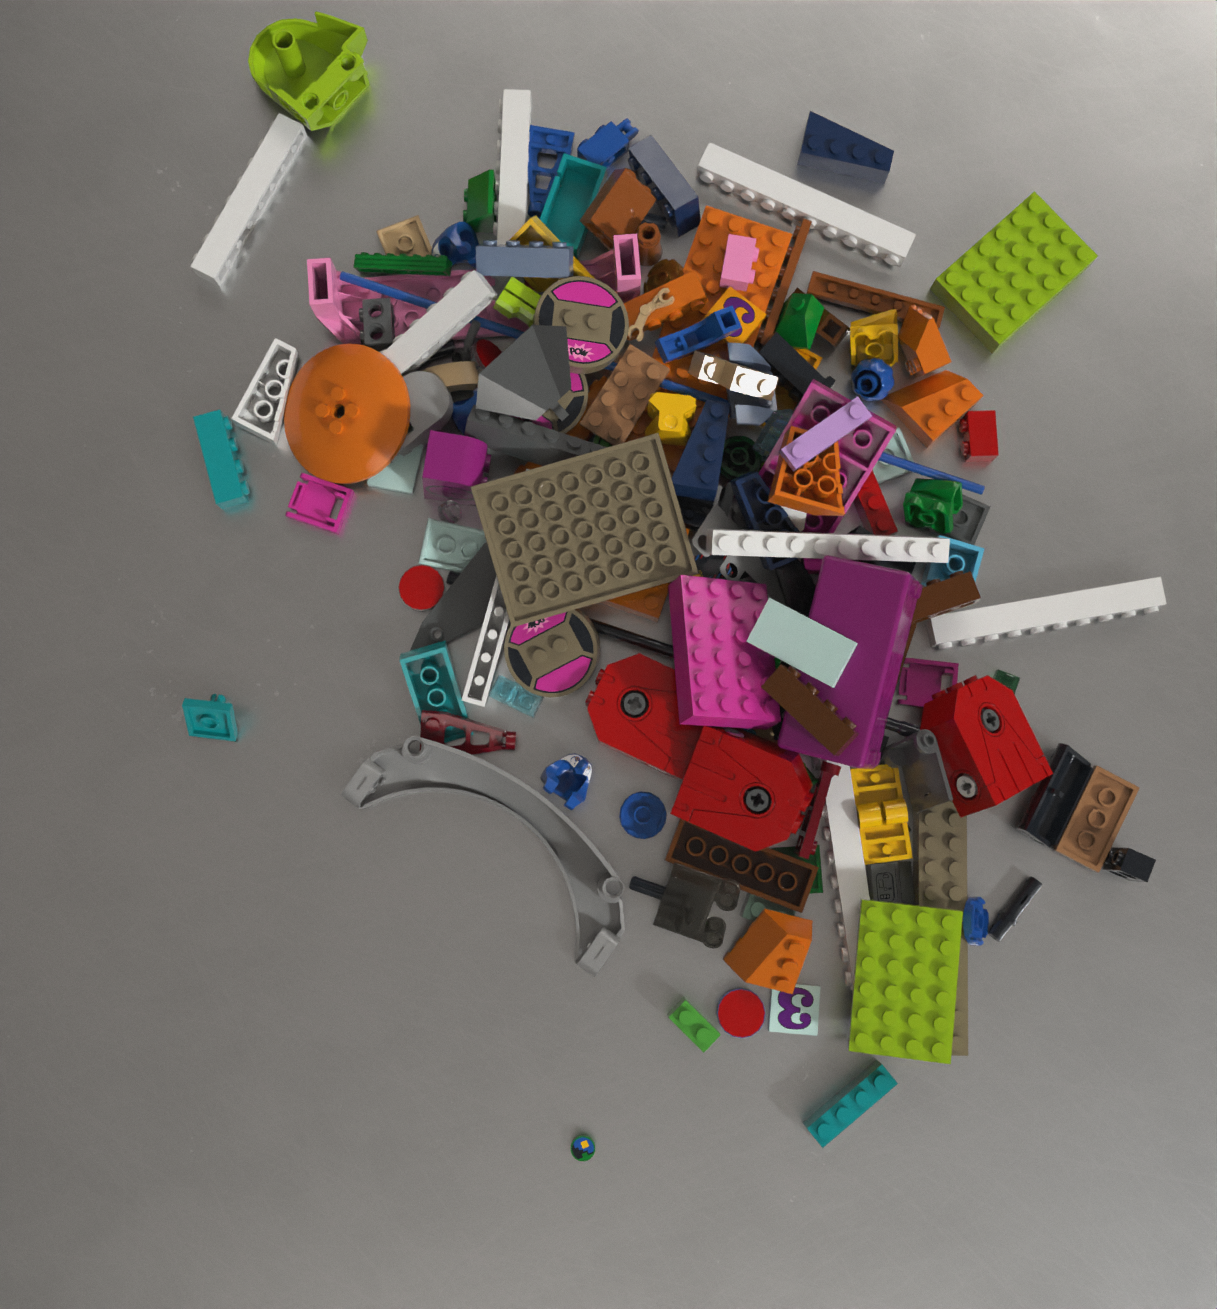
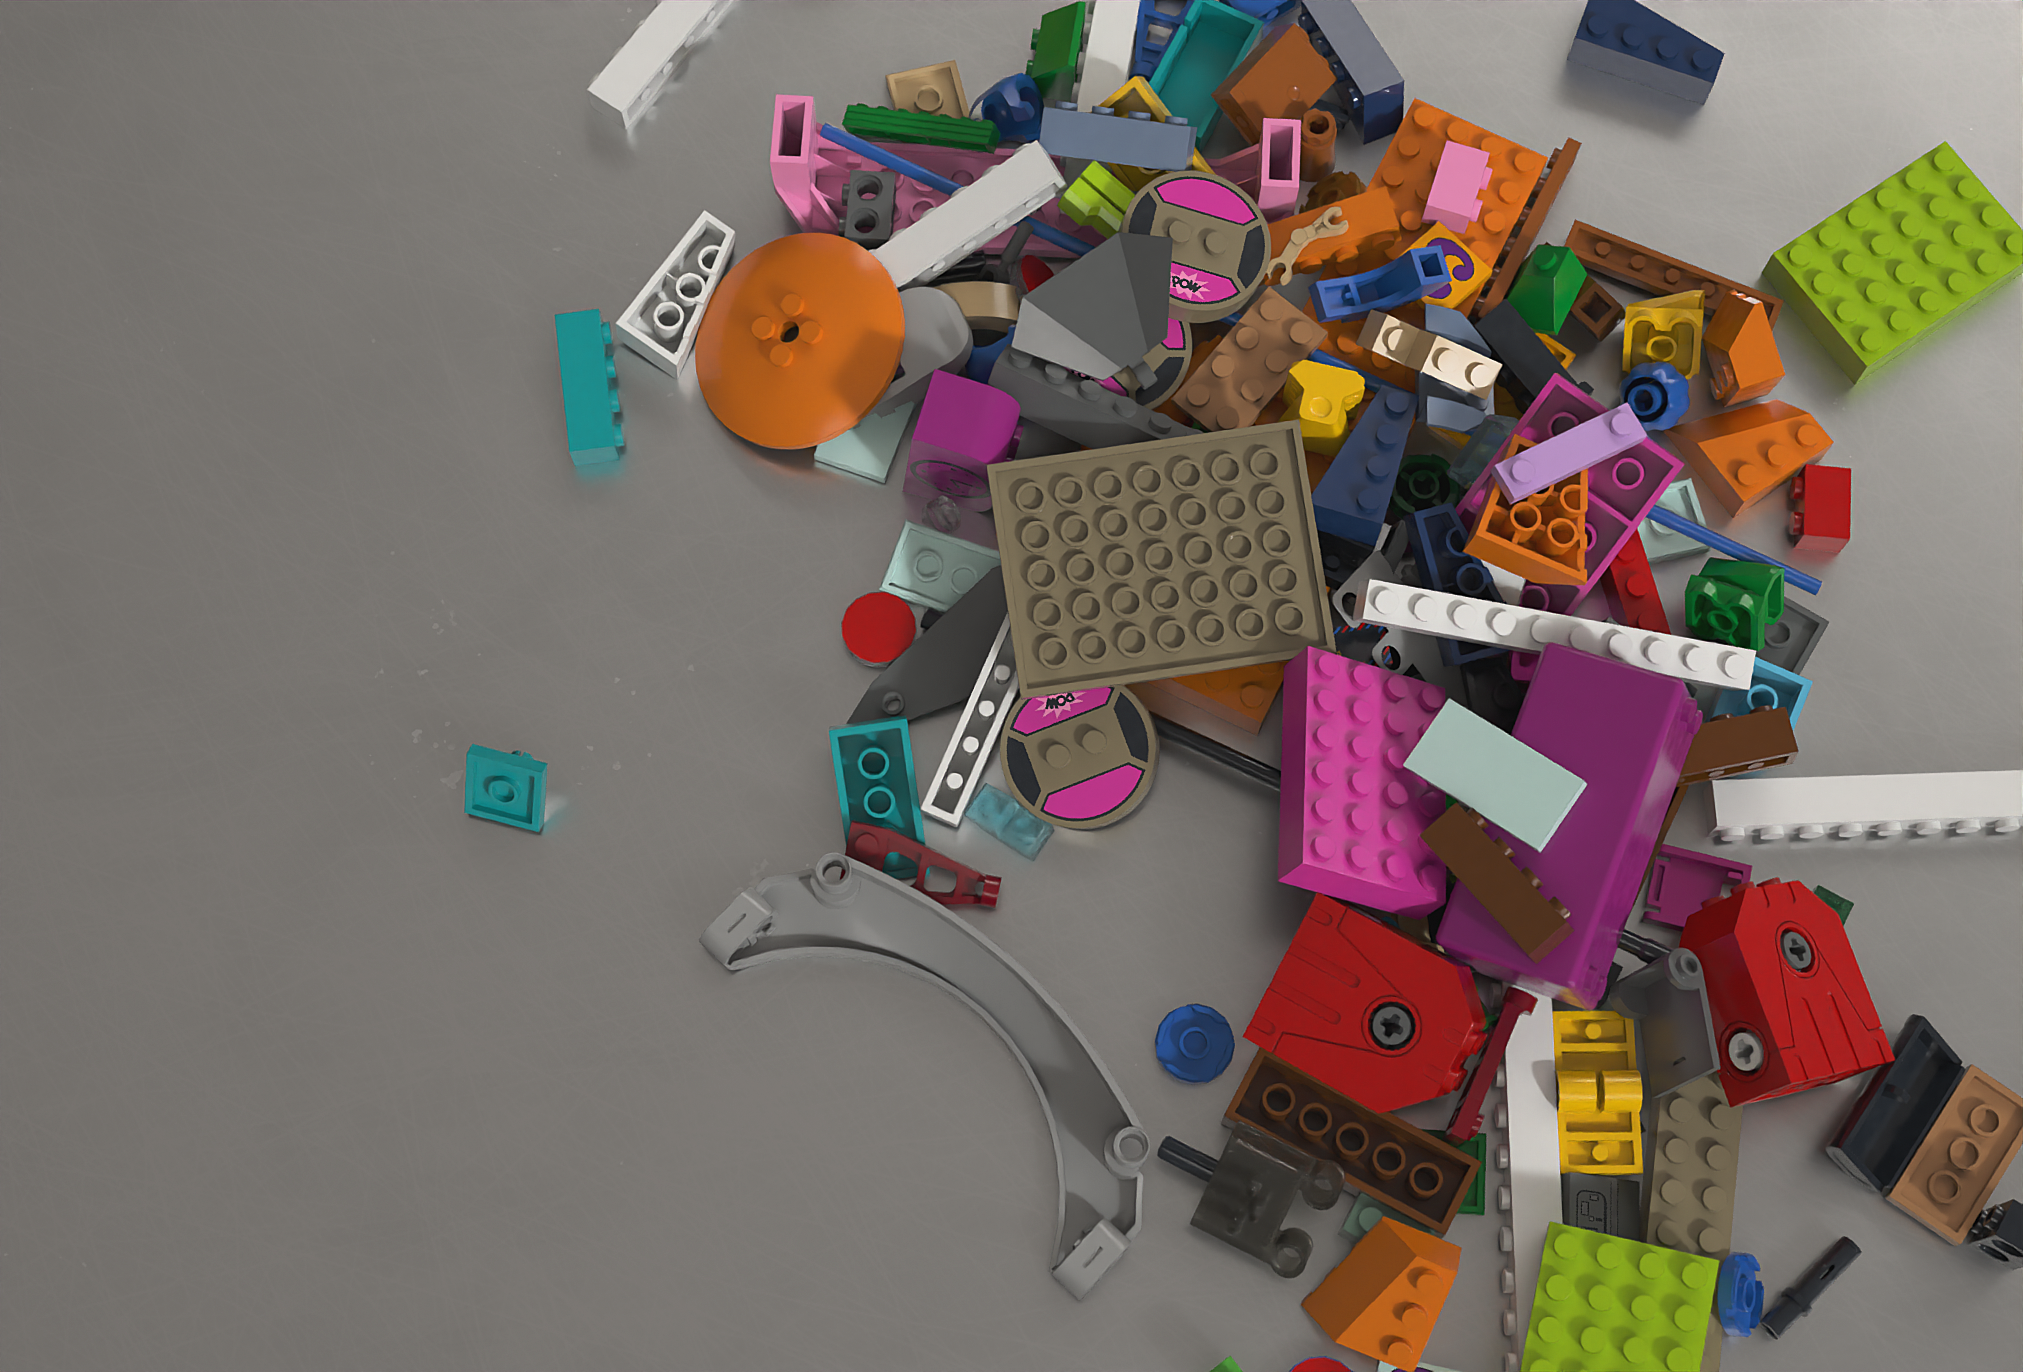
camera: 10 degrees right, 10 degrees down
(316, 503) = (729, 472): dark pink container -> none
(568, 779) = (1078, 962): blue piece -> none
(648, 733) = (1229, 903): red piece -> none
(800, 201) = (1563, 111): white brick -> none

